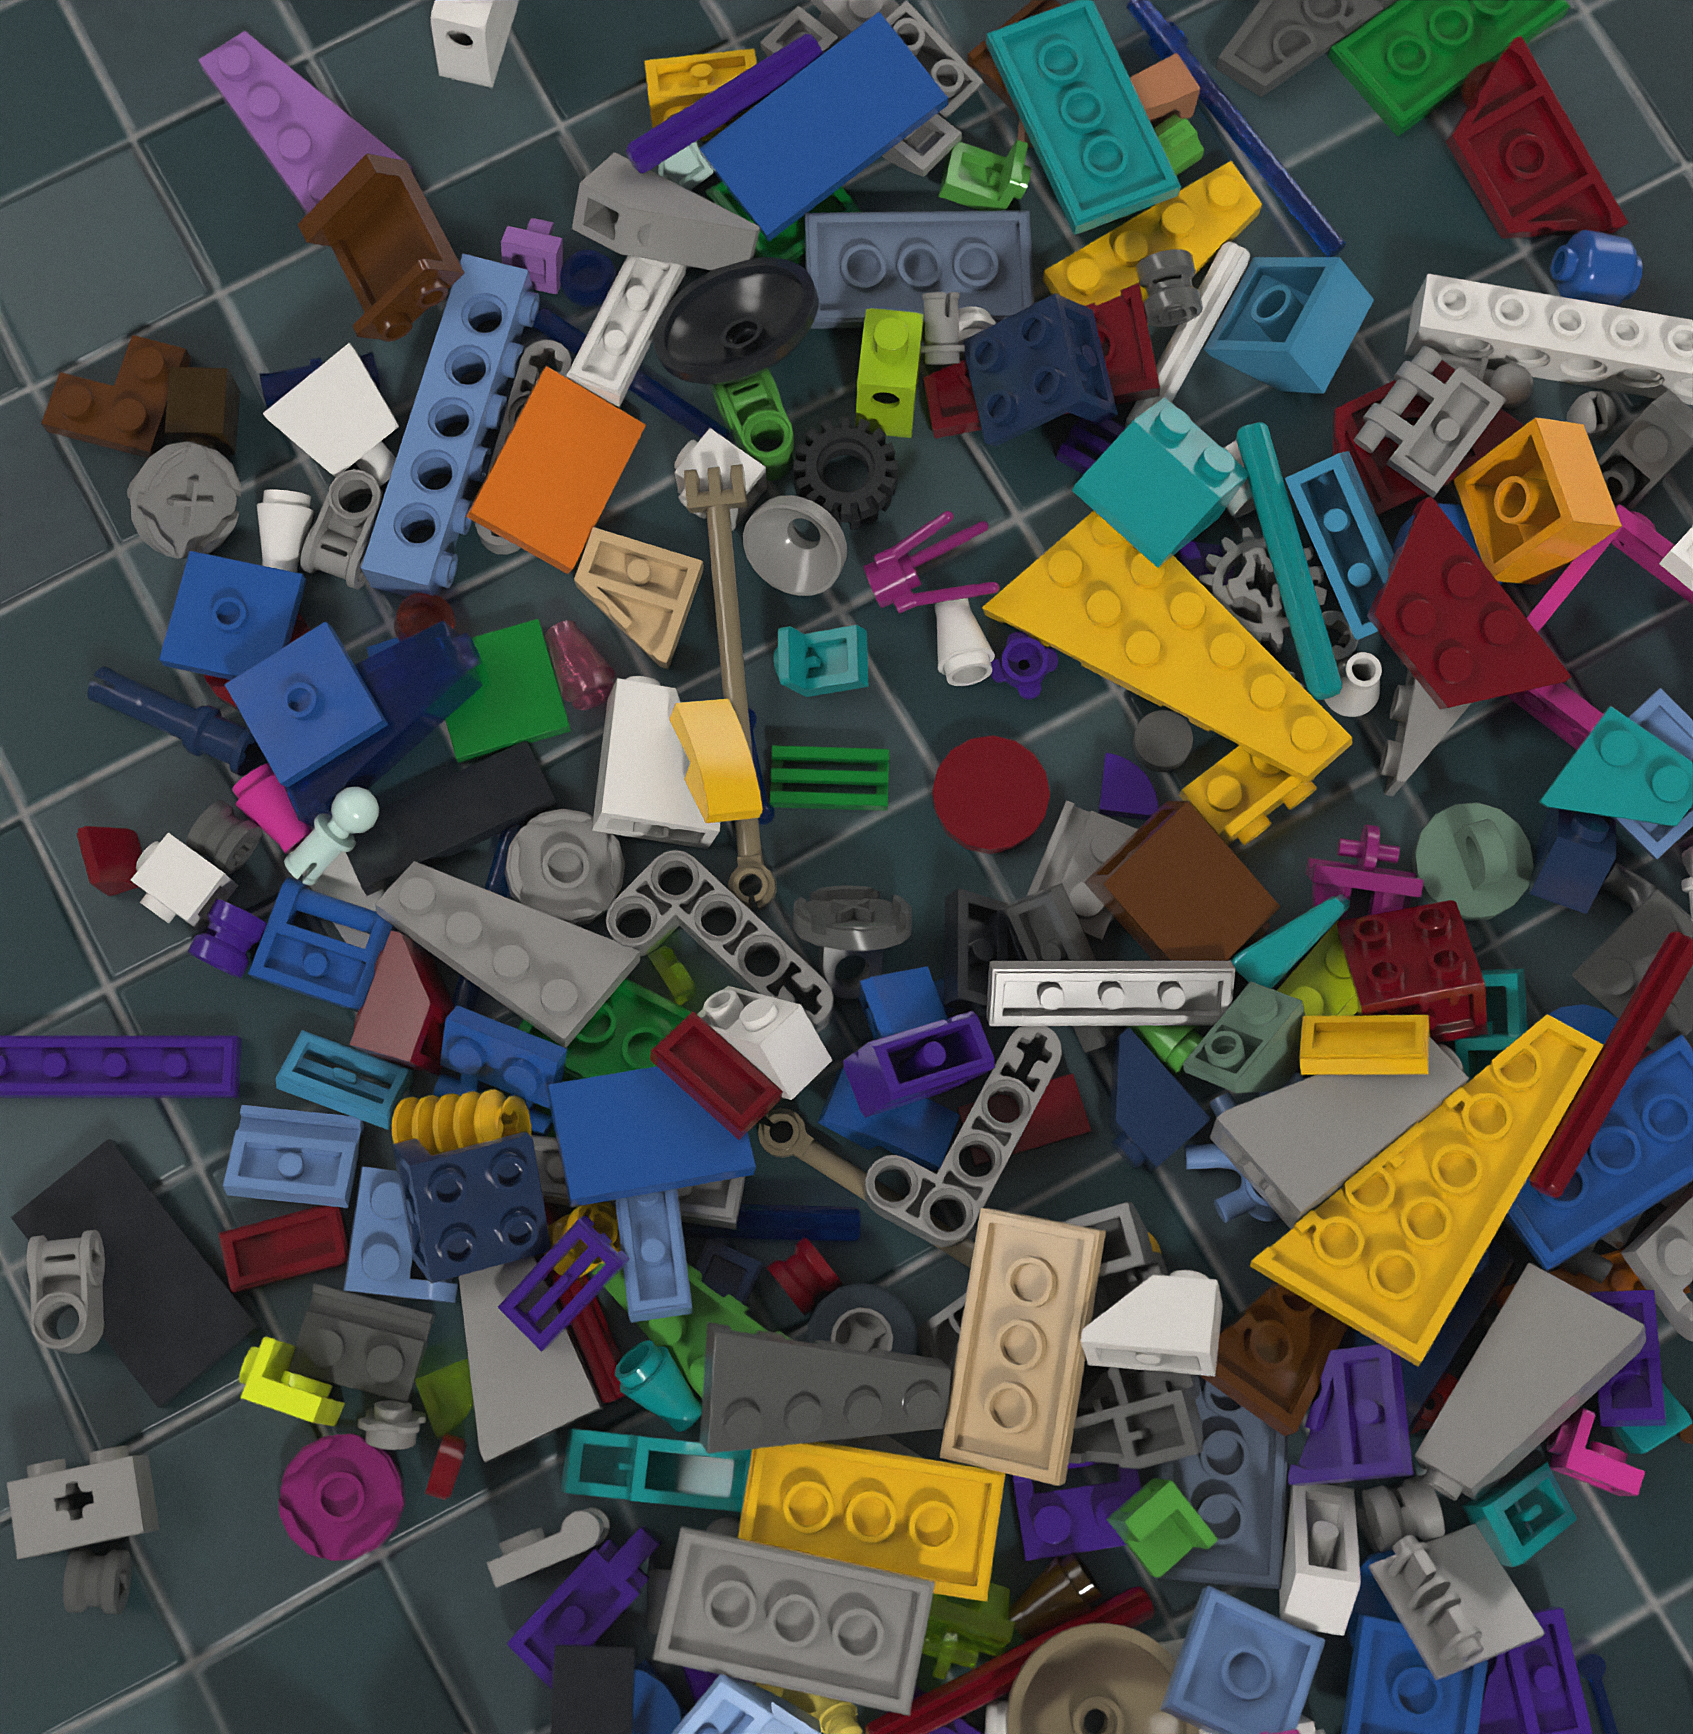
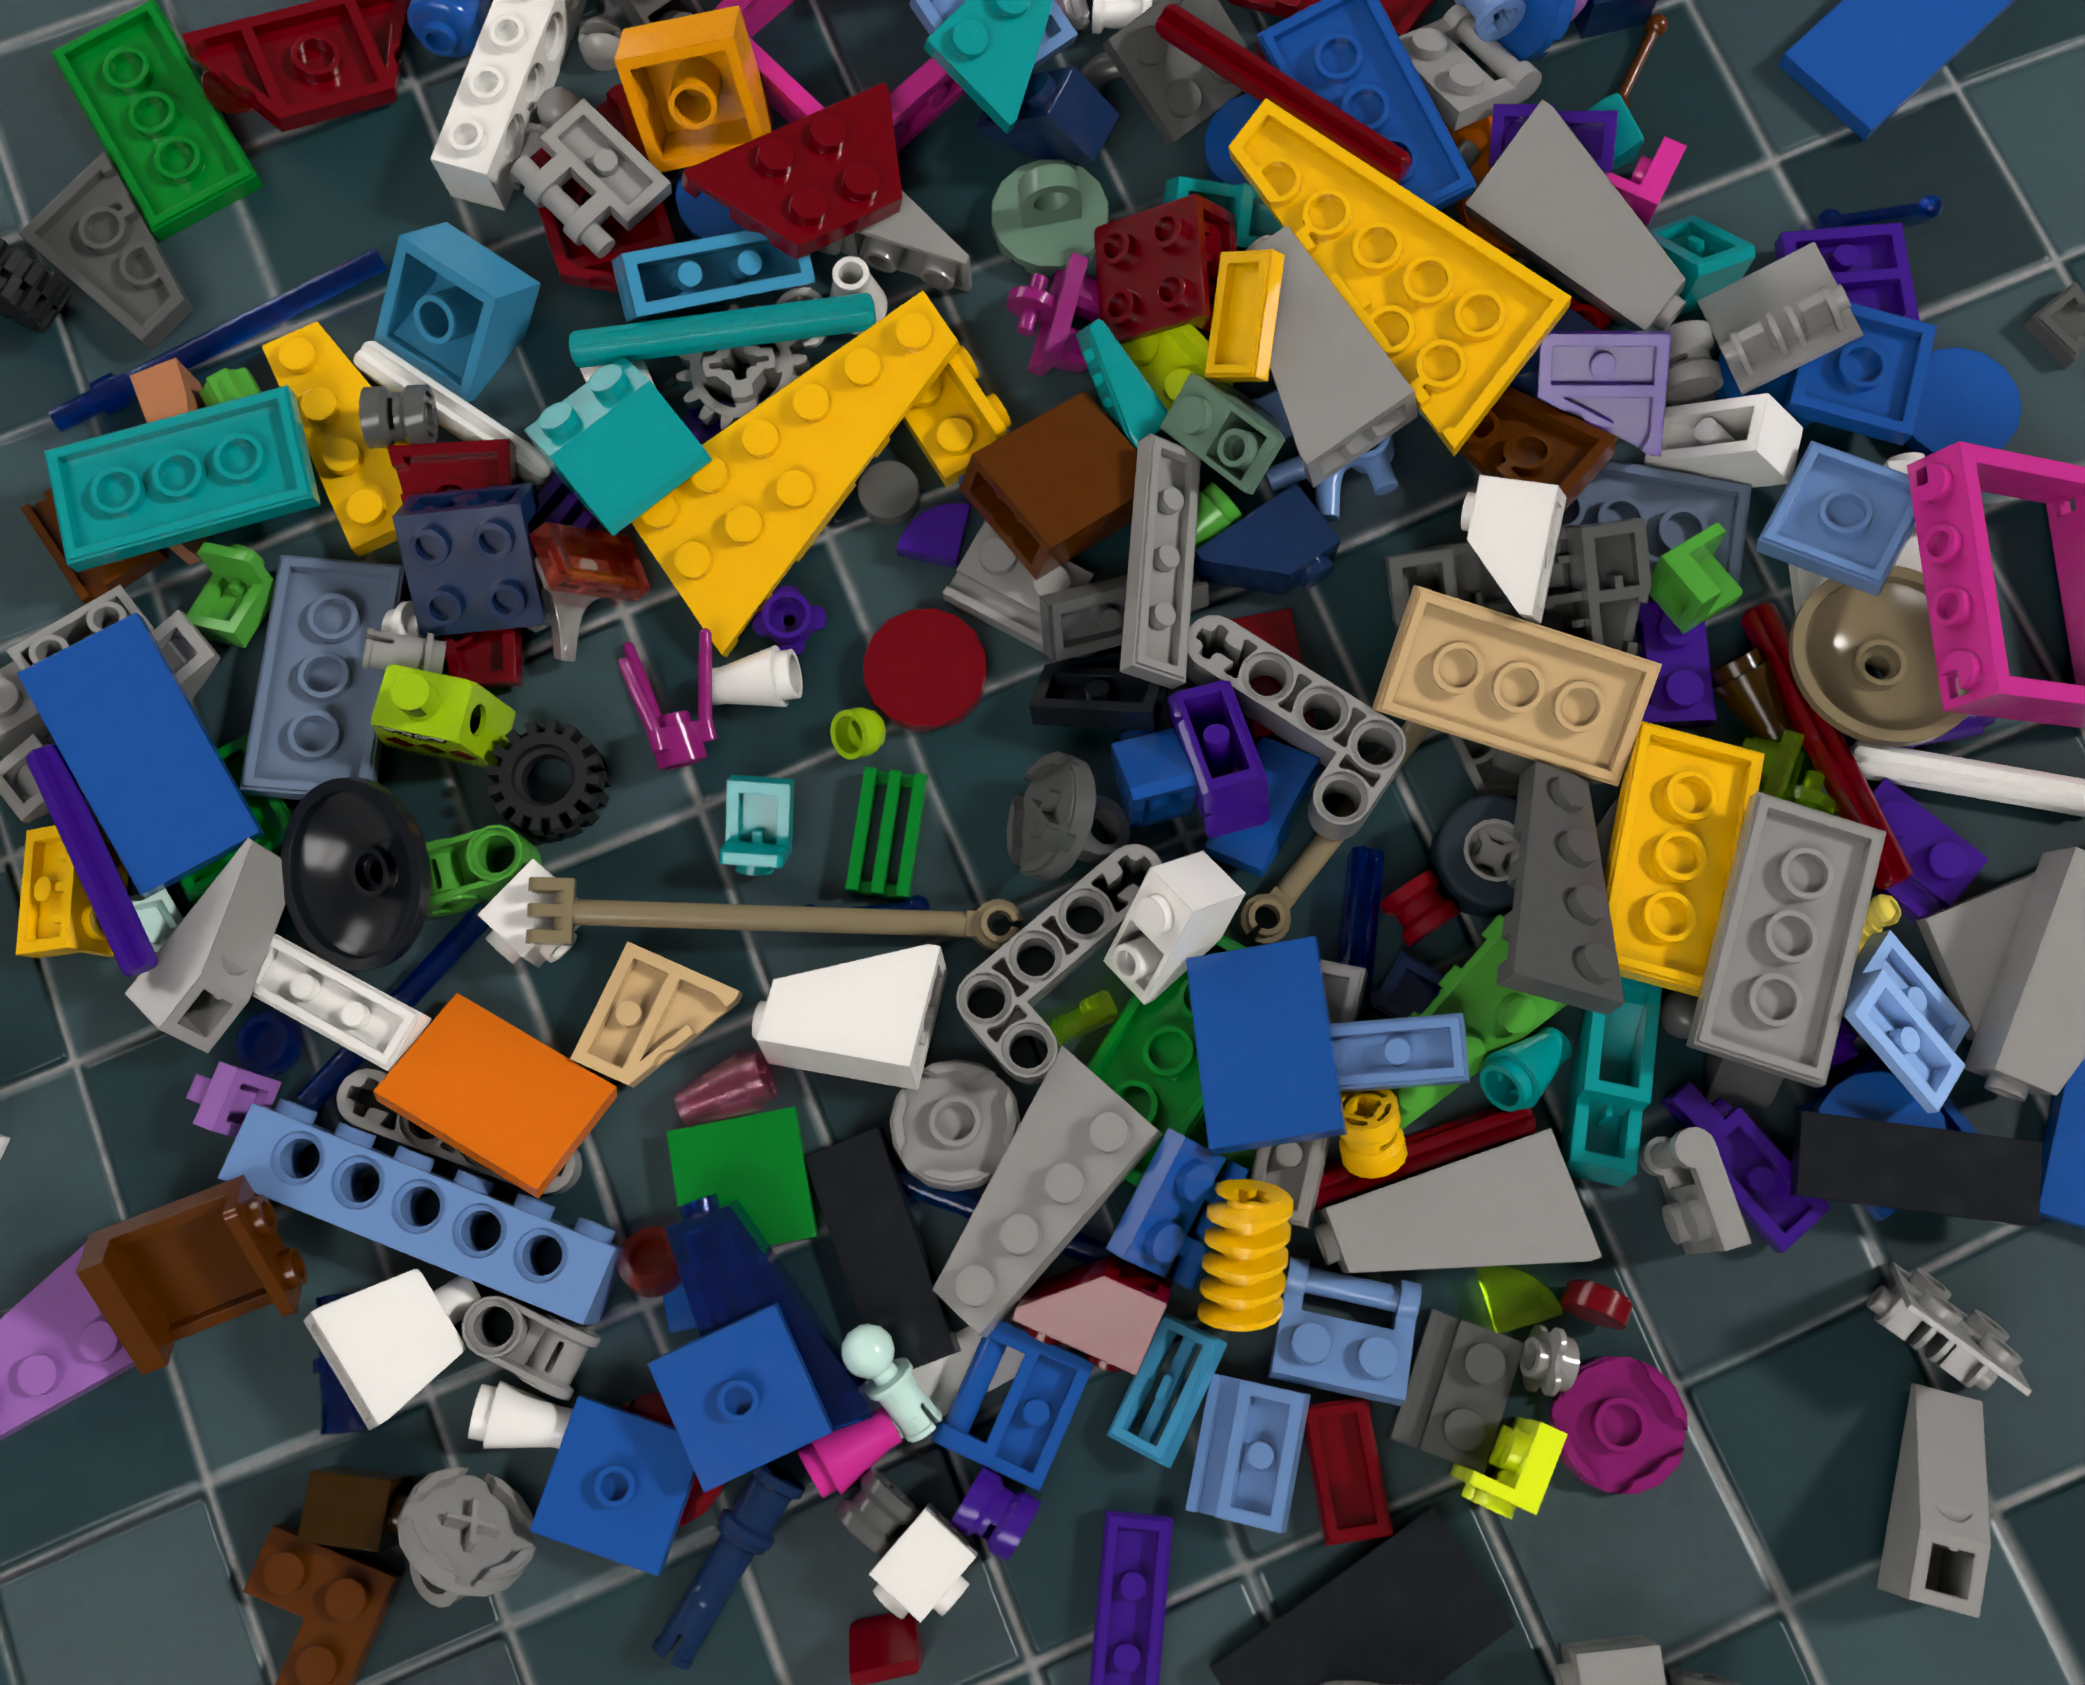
camera: 80 degrees left, 0 degrees up
(472, 1205) = (1337, 1247): dark blue bracket -> none
(600, 1247) = (1391, 1107): dark purple tile -> none
(715, 1075) = (1211, 970): dark red tile -> none
(720, 761) = (871, 933): yellow slope -> none
(785, 557) = (642, 846): light grey piece -> none
(920, 739) = (857, 732): none -> lime hinge
(1043, 467) = (578, 569): none -> clear red piece

